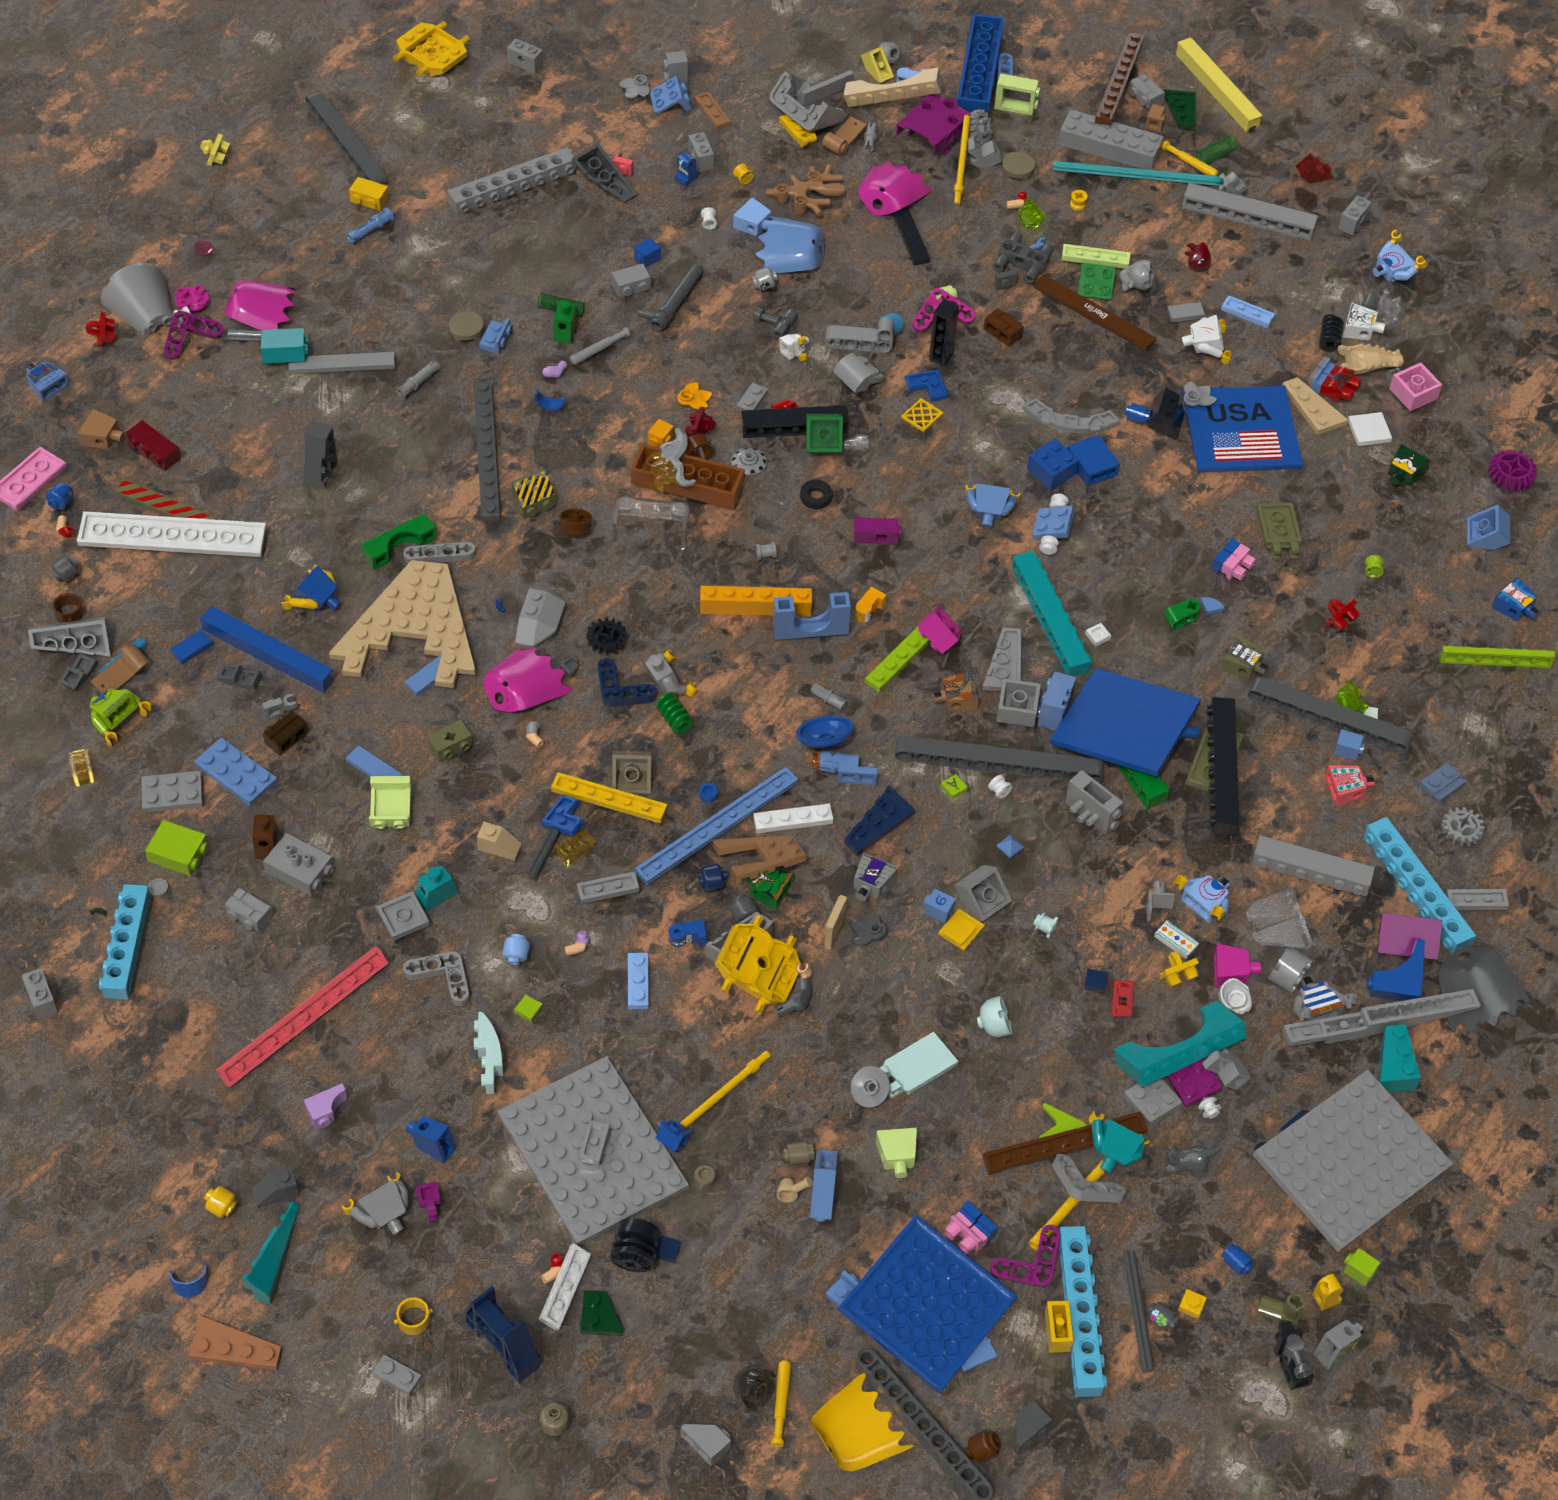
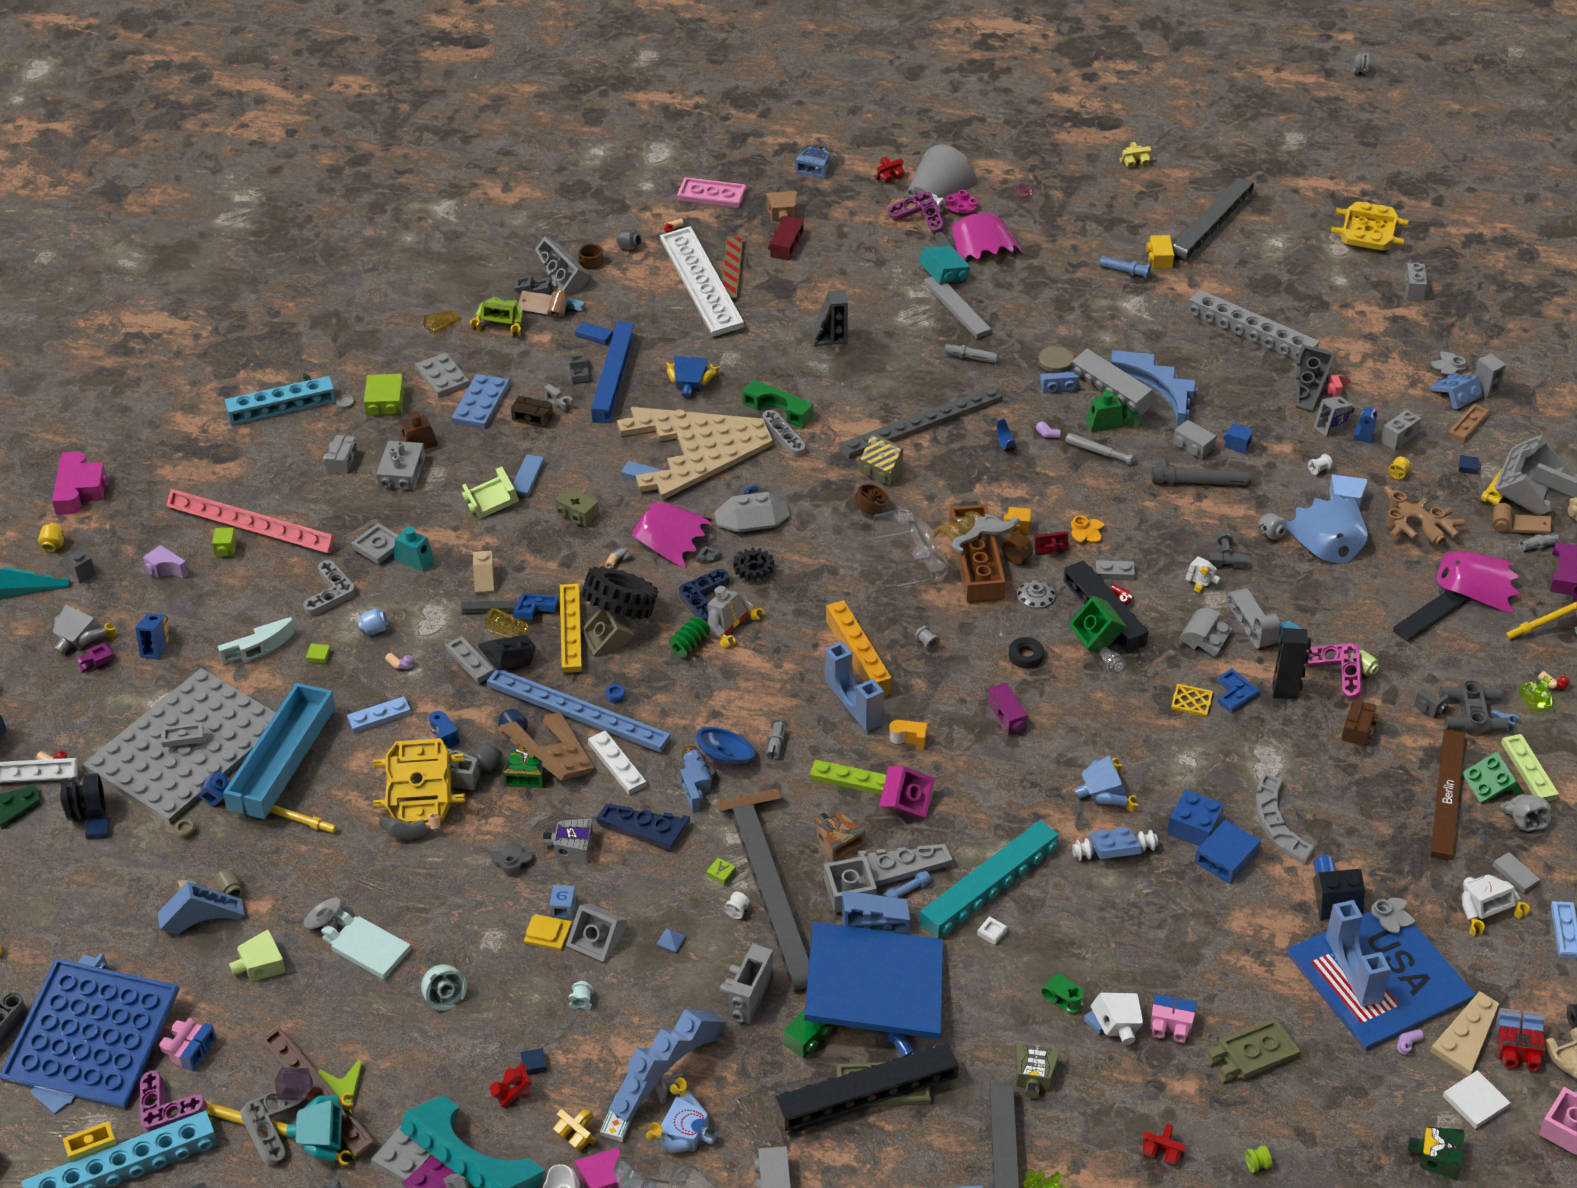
camera: 70 degrees right, 10 degrees down
(39, 993) = (210, 374): light grey brick -> none
(59, 496) = (699, 210): blue head -> none
(141, 1160) = (77, 483): none -> dark pink brick
(324, 1046) = (224, 542): none -> lime brick
(534, 297) = (1109, 377): none -> light grey brick
(543, 267) = (1162, 379): none -> medium blue arch
(605, 739) = (619, 592): none -> black tyre
(618, 851) = (509, 651): none -> black slope
(658, 1065) = (279, 751): none -> dark azure piece
(660, 177) = (1333, 415): none -> light grey torso
(760, 133) = (1468, 464): none -> dark blue tile
(835, 922) = (497, 823): tan tile -> none
(888, 739) = (748, 799): none -> medium nougat tile
(1028, 659) = (921, 879): none -> medium blue bar
(1063, 1152) = (293, 1083): none -> clear purple brick
(1161, 890) = (670, 1045): none -> medium blue arch
(1222, 589) = (1118, 1015): none -> white torso
(1257, 437) = (1366, 973): none -> medium blue arch
(1305, 442) = (1406, 1040): none -> lavender arm

